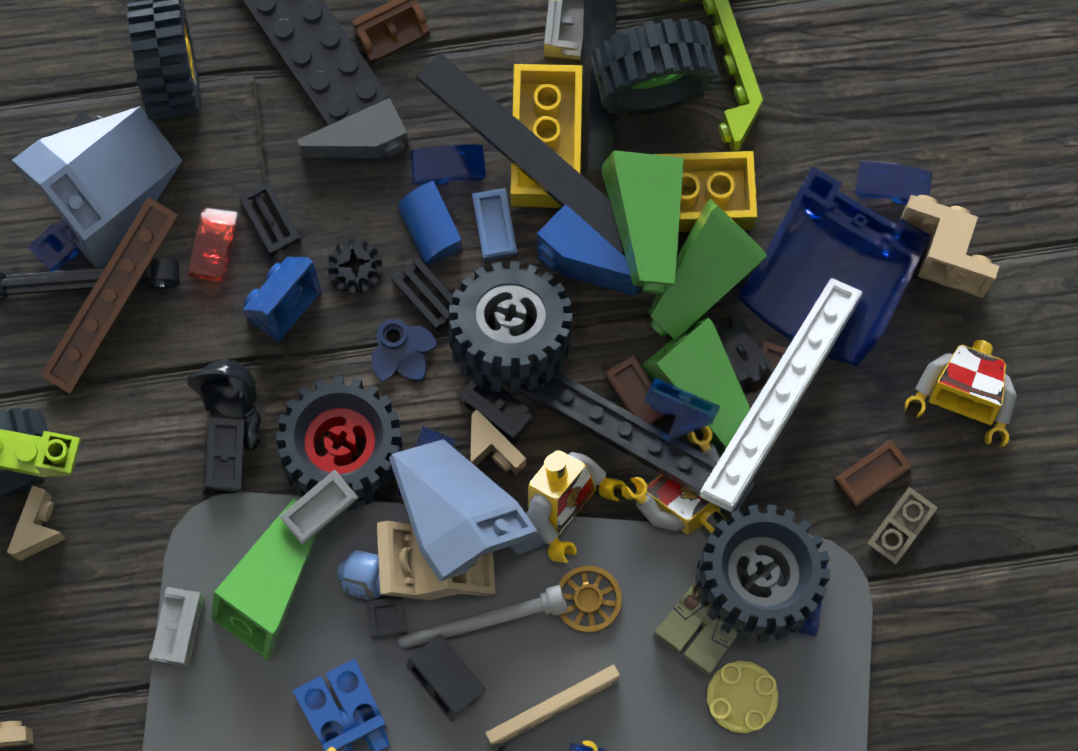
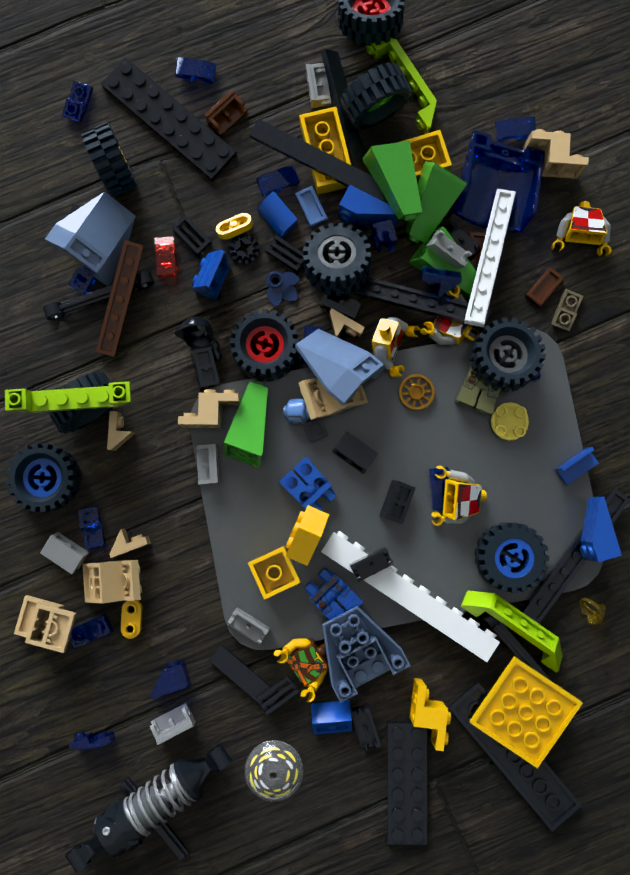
camera: 15 degrees left, 10 degrees up
(208, 529) = (210, 409): none -> tan bracket
(318, 507) = (265, 382): light grey tile -> none
(348, 223) = (234, 226): none -> yellow plate
(362, 135) = (228, 176): dark grey slope -> none
(550, 602) = (398, 399): light grey piece -> none
(553, 706) = (415, 452): tan tile -> none
(605, 302) = (384, 233): none -> clear blue hinge
(631, 387) = (409, 275): reddish brown tile -> none
(707, 361) = (448, 250): none -> light grey hinge

